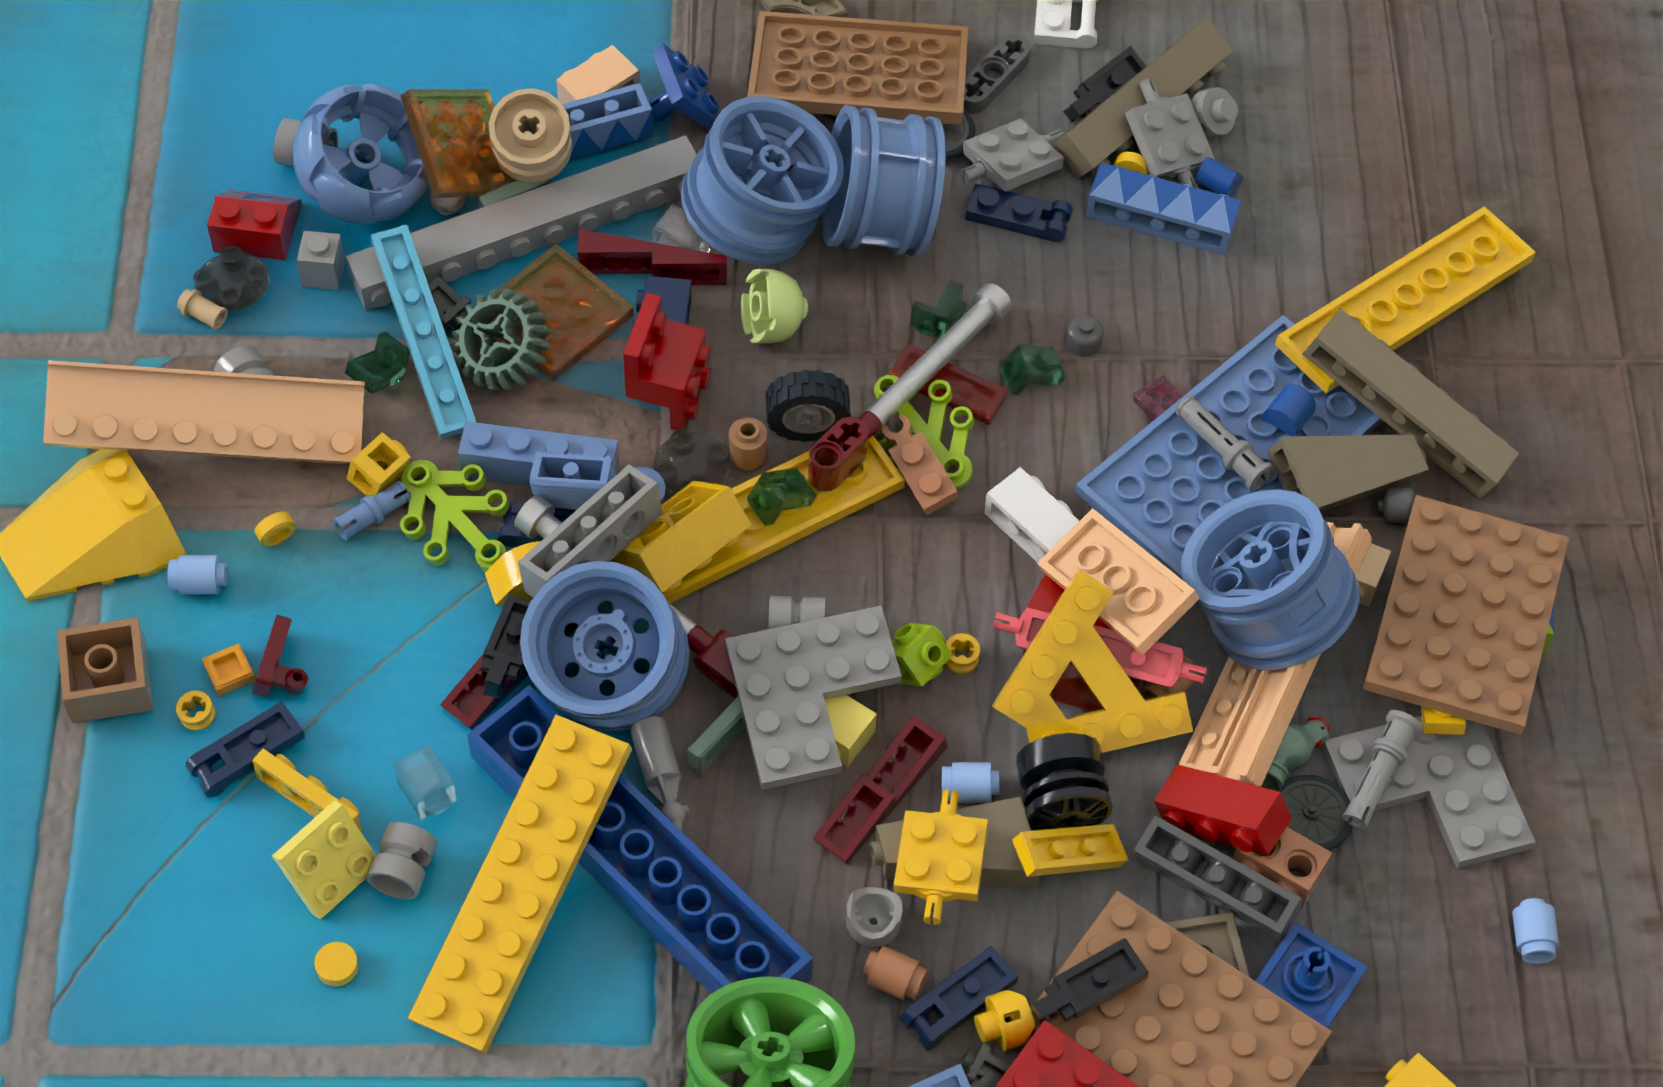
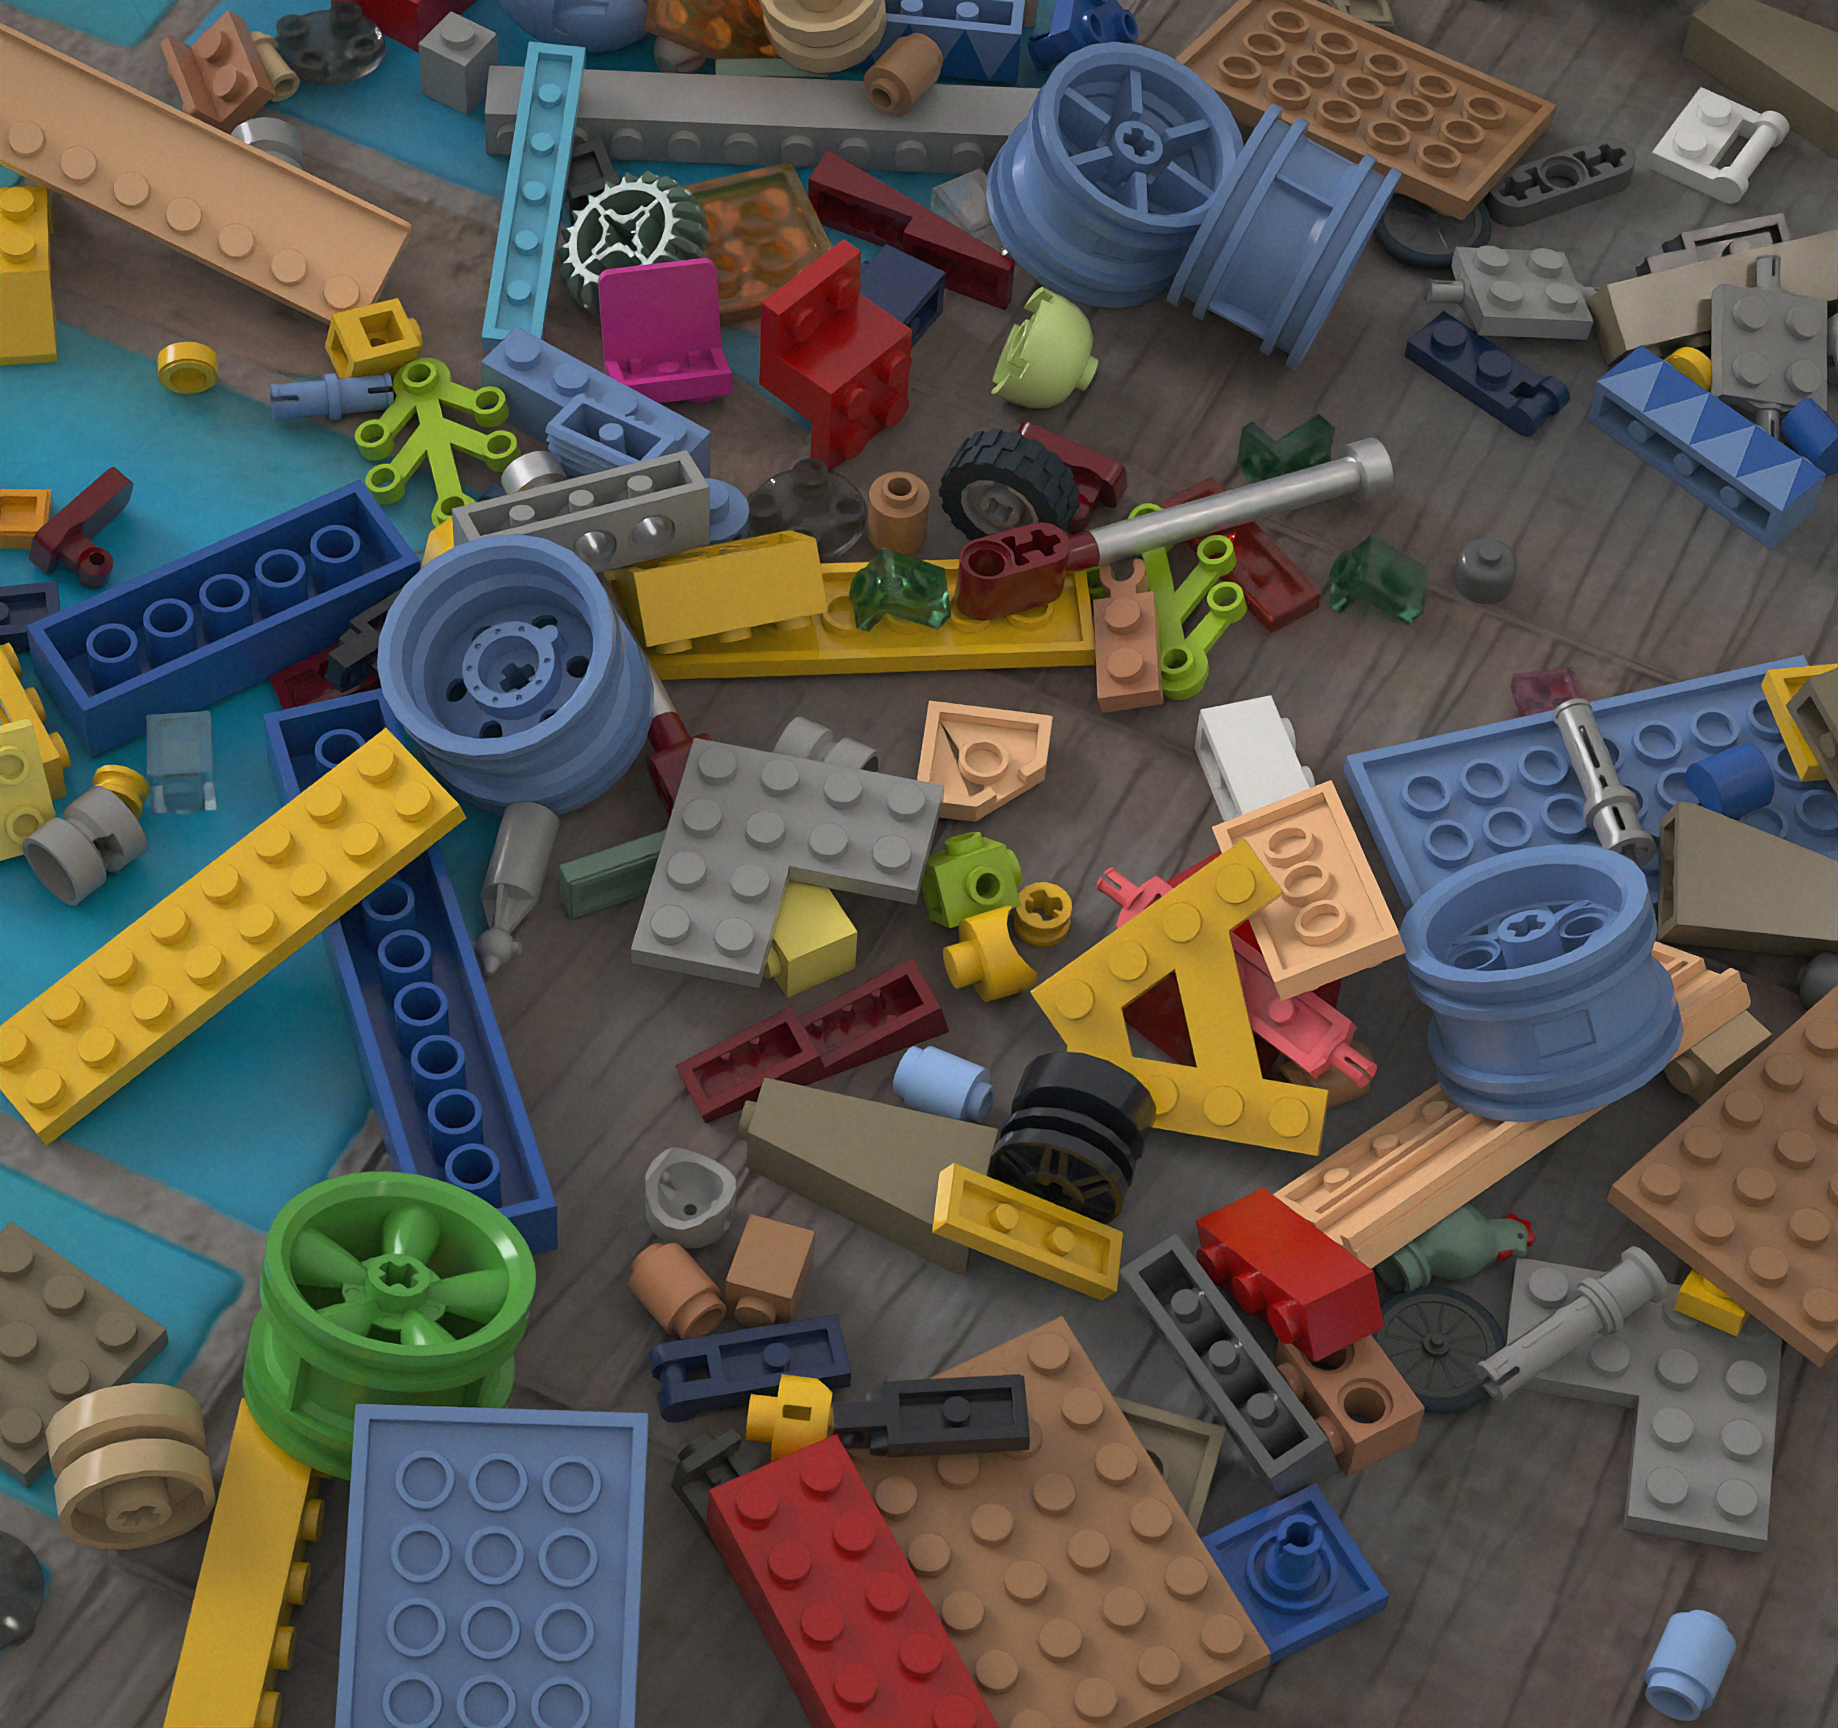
camera: 25 degrees right, 5 degrees down
(179, 328) = (219, 74): none -> nougat bracket
(197, 574) = (48, 382): light blue brick -> none
(381, 366) = (455, 225): clear green bracket -> none
(398, 681) = (219, 617): none -> blue brick
(398, 812) = (125, 784): none -> yellow bush
(550, 388) = (664, 330): none -> dark pink bracket
(600, 163) = (903, 73): none -> medium nougat brick
(843, 368) = (1096, 474): none -> dark red piece
(875, 572) = (982, 756): none -> light nougat plate
(941, 856) = (827, 1154): yellow plate -> none
(942, 945) = (769, 1272): none -> medium nougat brick
(951, 694) = (988, 958): none -> yellow piece

